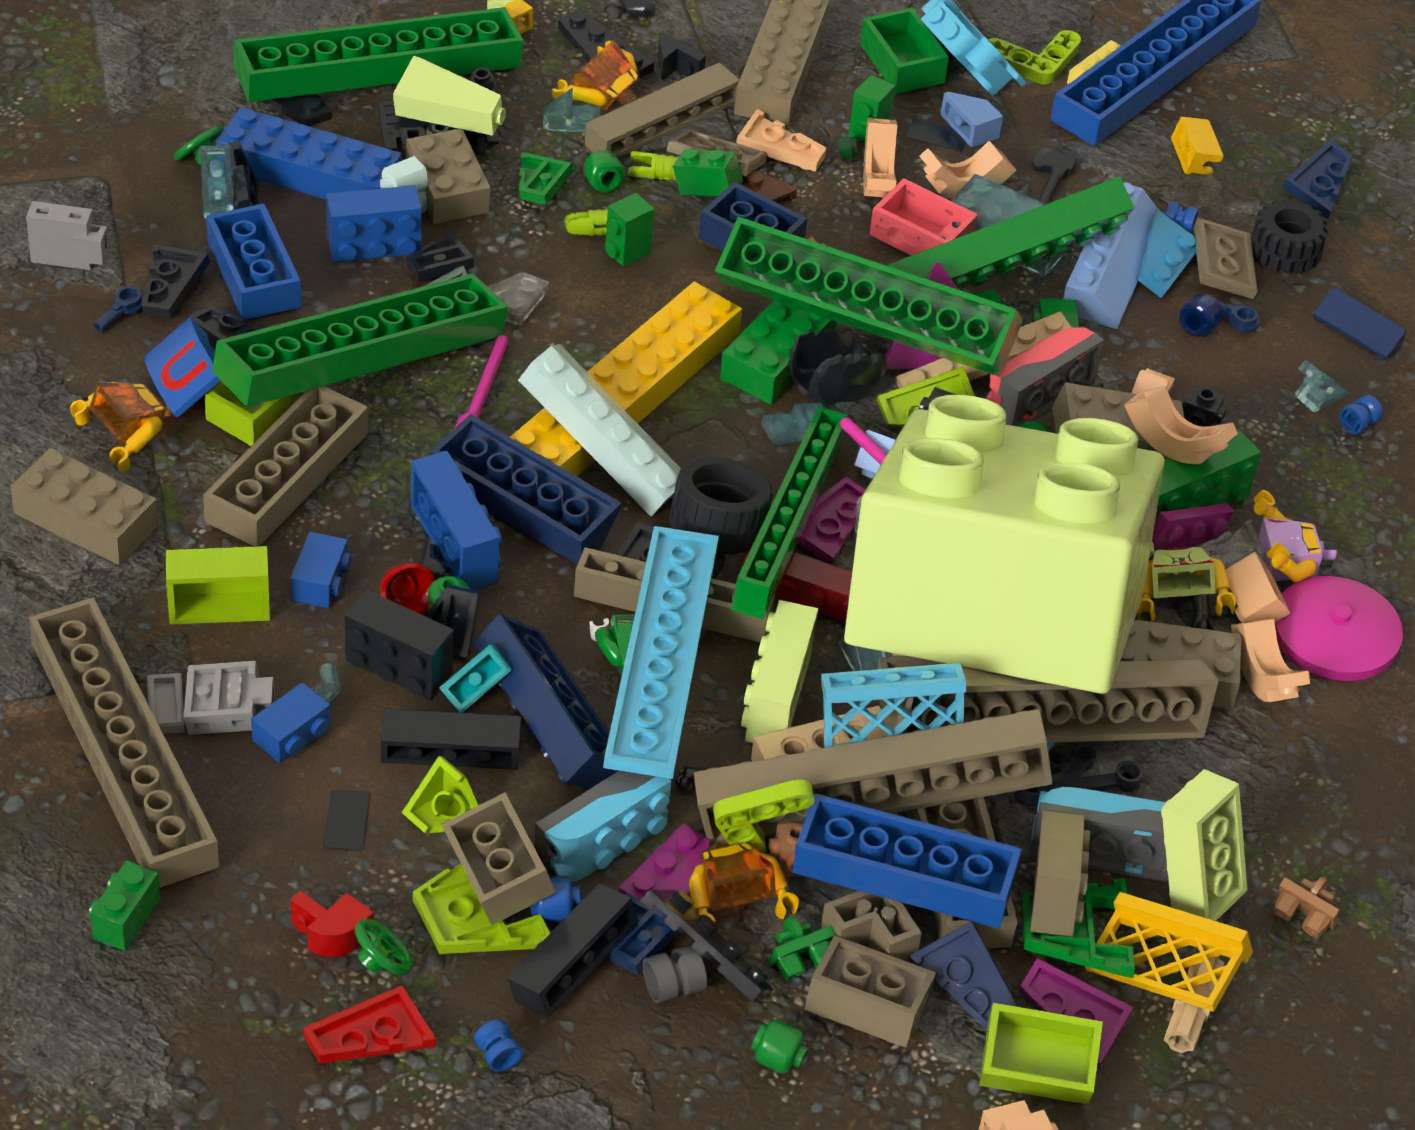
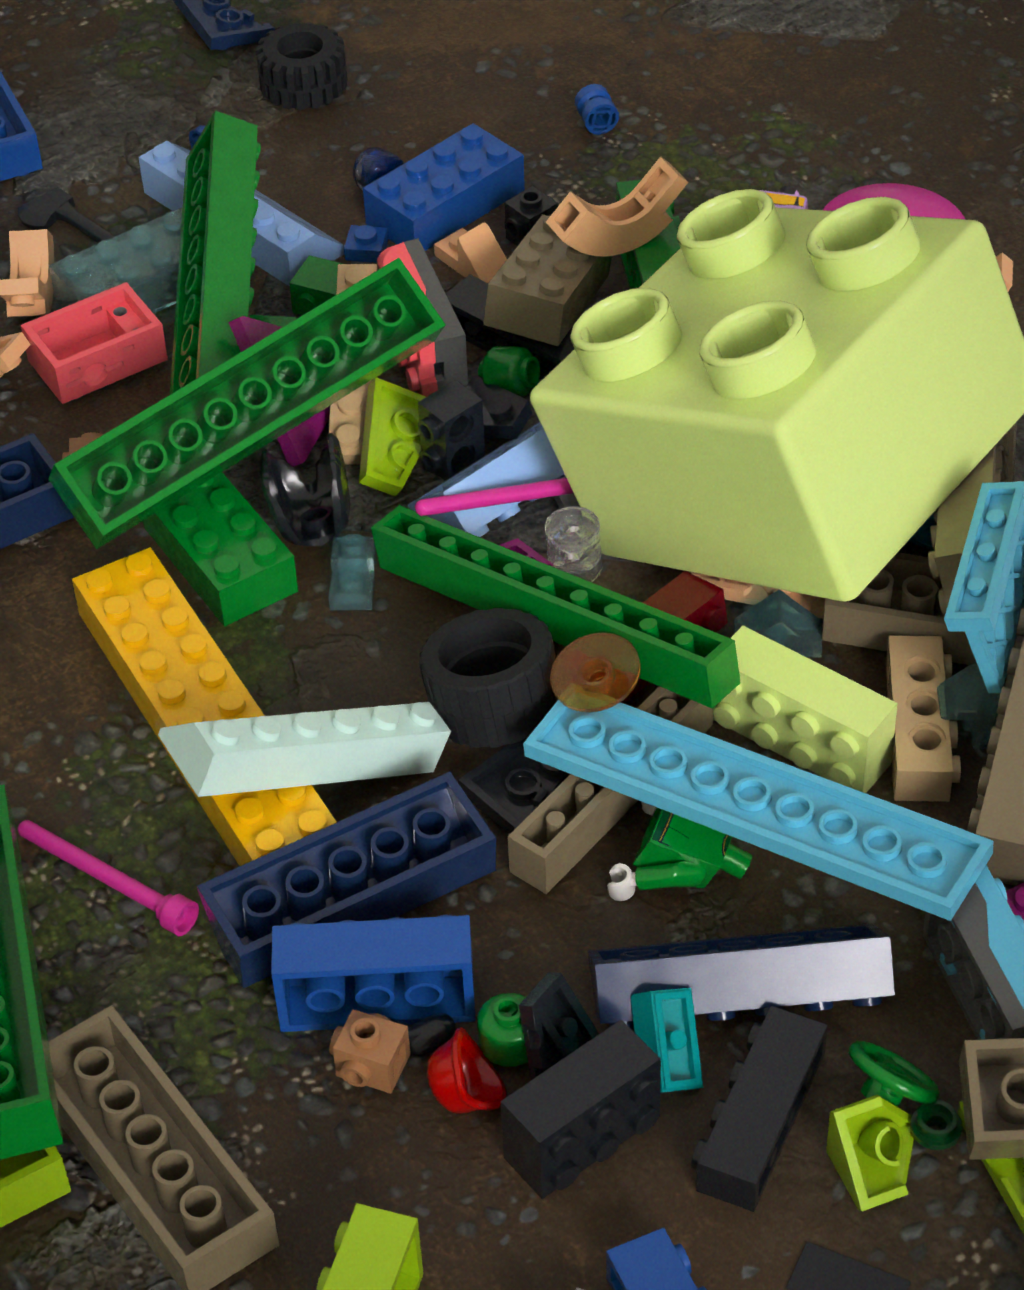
camera: 60 degrees left, 0 degrees up
(320, 570) = (371, 1169): blue brick -> none
(330, 683) = (596, 1228): clear light blue arm -> none
(402, 540) = (370, 1050): none -> medium nougat brick
(496, 787) = (892, 1075): none -> green piece
(724, 538) = (590, 659): none -> clear orange dish
(1127, 334) = (365, 243): none -> blue plate
(1166, 253) = (282, 178): dark azure wing -> none
(1196, 145) = (104, 88): yellow hinge -> none
(1205, 353) = (445, 187): none -> blue brick
(1225, 258) = (302, 126): dark tan tile -> none
(1242, 318) = (398, 141): dark blue plate -> none
(1318, 388) = (538, 126): clear light blue slope -> none
(1360, 323) = (456, 65): dark blue slope -> none

